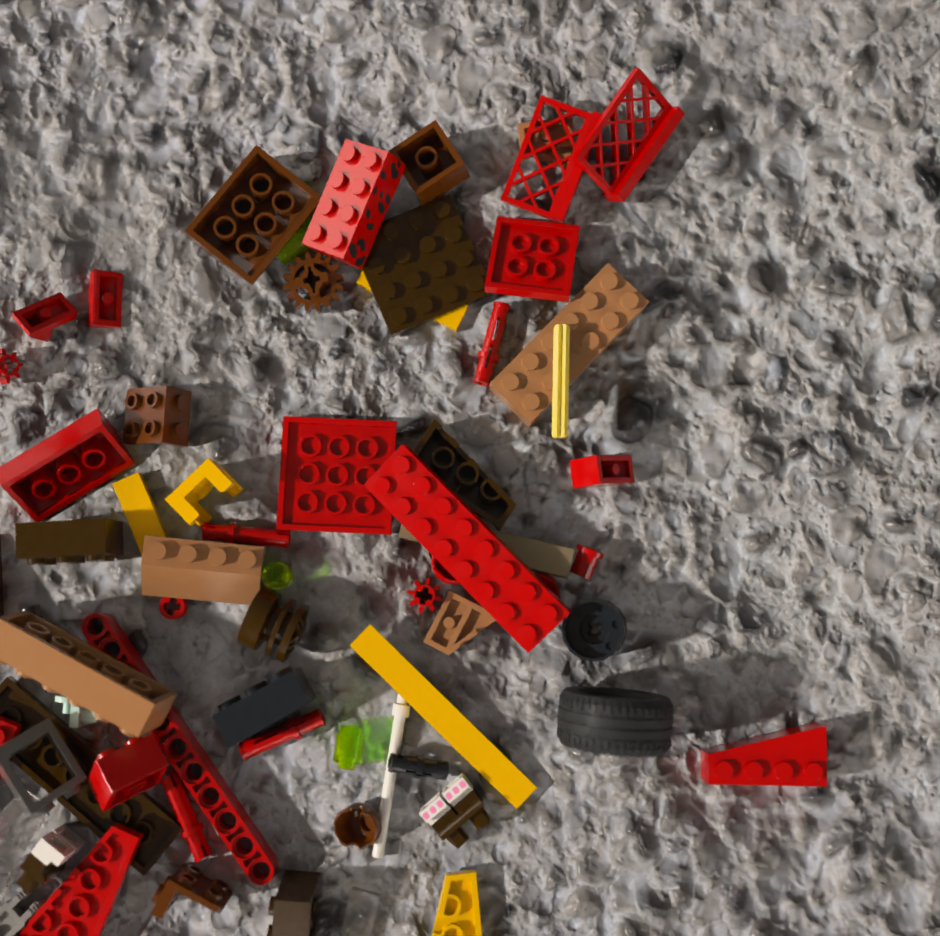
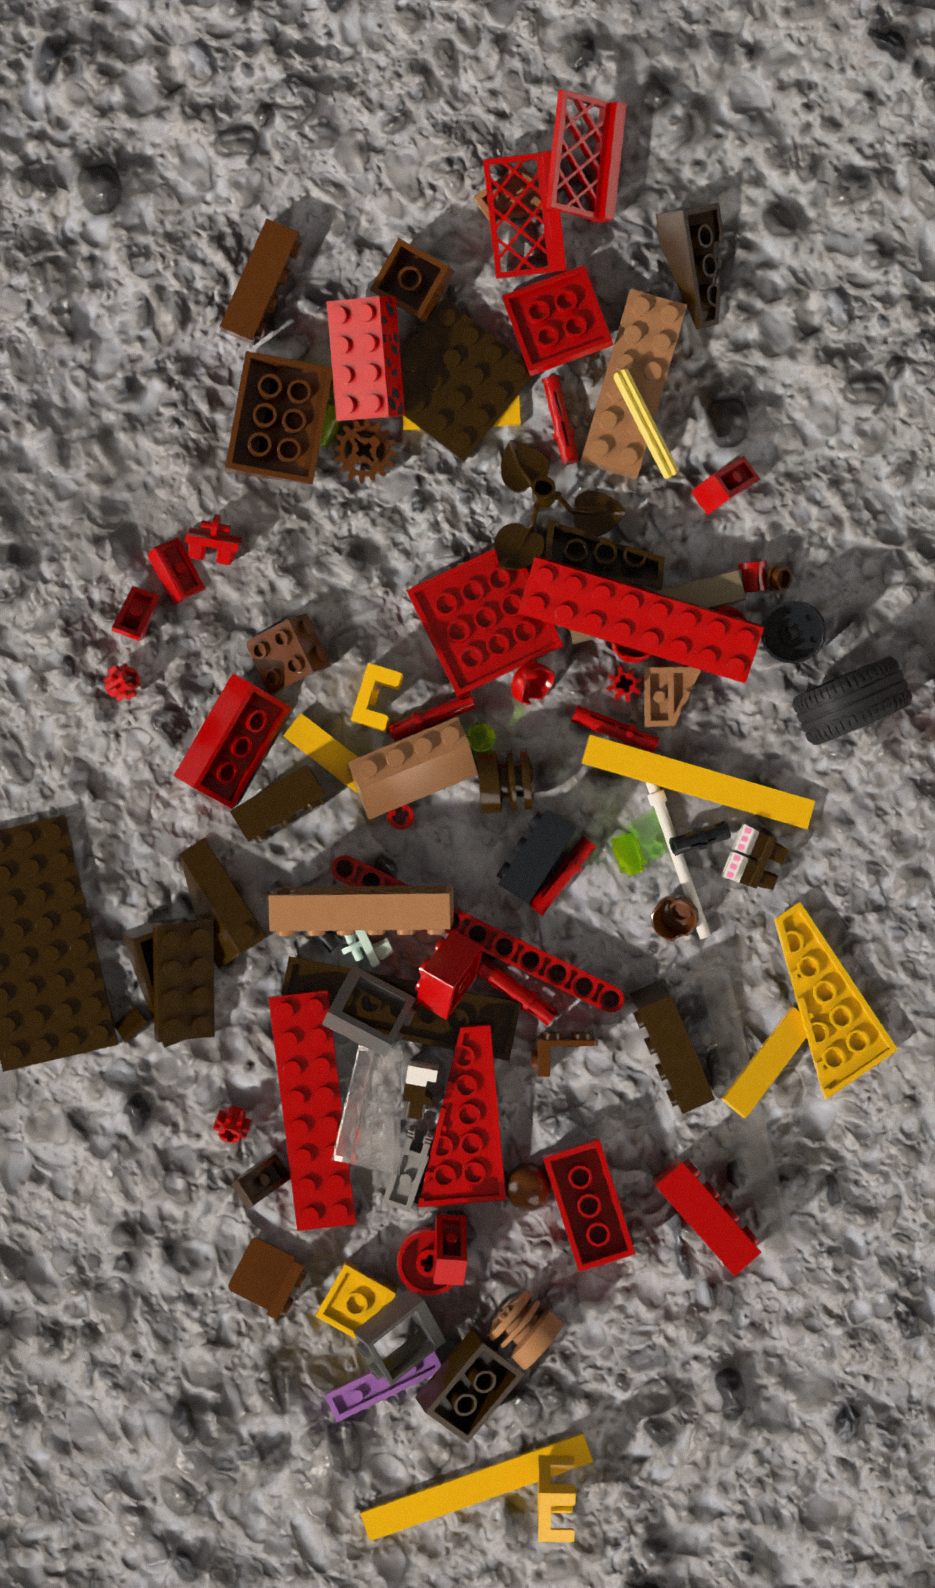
camera: 25 degrees left, 5 degrees up
(150, 286) = (201, 539): none -> red hips
(305, 102) = (260, 282): none -> reddish brown brick
(346, 550) = (531, 681): none -> red hair
(396, 630) = (607, 726): none -> red pin
(442, 371) = (527, 468): none -> dark brown plant
(606, 574) = (778, 578): none -> reddish brown plate
(676, 259) = (691, 249): none -> dark brown wedge

